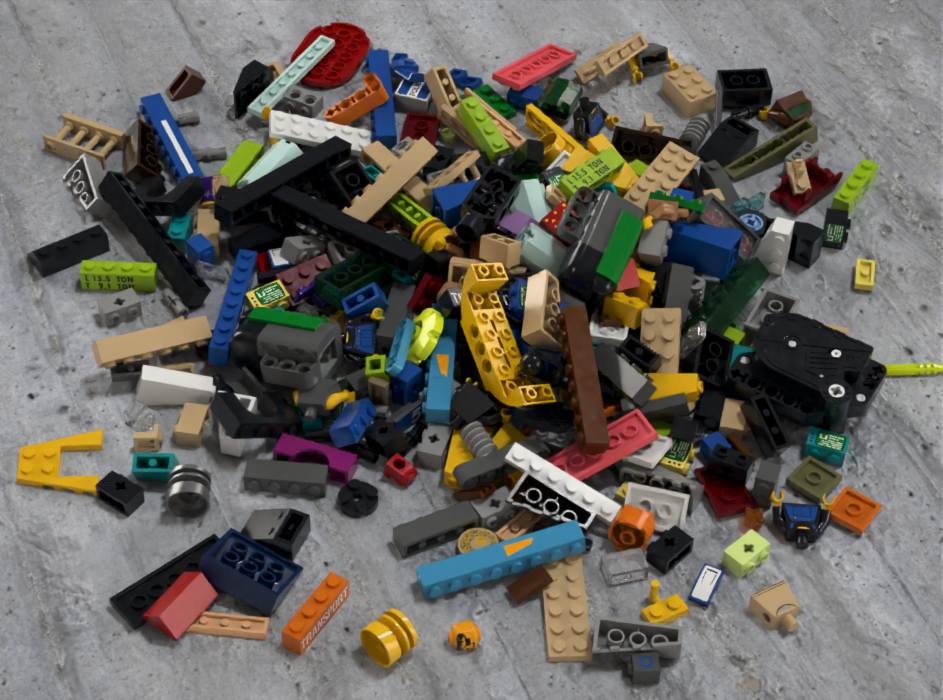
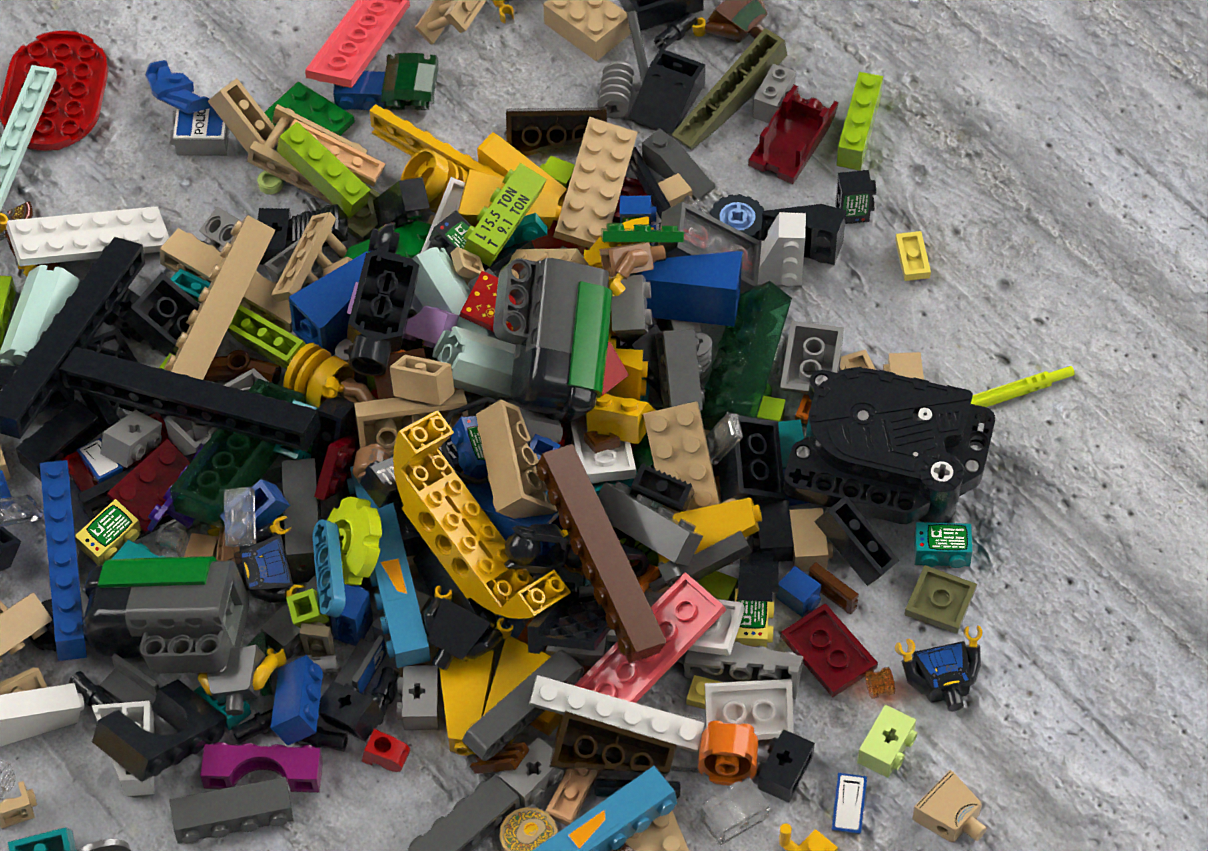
camera: 15 degrees left, 10 degrees up
(192, 424) = (69, 765): tan brick -> none
(303, 102) = (43, 184): light grey brick -> none
(353, 302) = (239, 517): none -> clear plate
(355, 489) = (337, 796): black plate -> none
(358, 103) = (127, 168): orange beam -> none
(383, 115) = (155, 148): blue brick -> none
(421, 125) = (230, 186): dark red plate -> none
(462, 80) = (263, 84): blue slope -> none
(477, 439) = (480, 682): light grey piece -> none
(590, 118) = (463, 107): black torso -> none
(650, 125) = (551, 95): tan bracket -> none
(730, 465) = (829, 615): black brick -> none
(755, 203) = (722, 188): clear light blue slope -> none
(765, 483) = (883, 630): dark grey brick -> none
(798, 176) = (781, 125): tan plate -> none
(854, 510) = (1007, 631): orange plate -> none

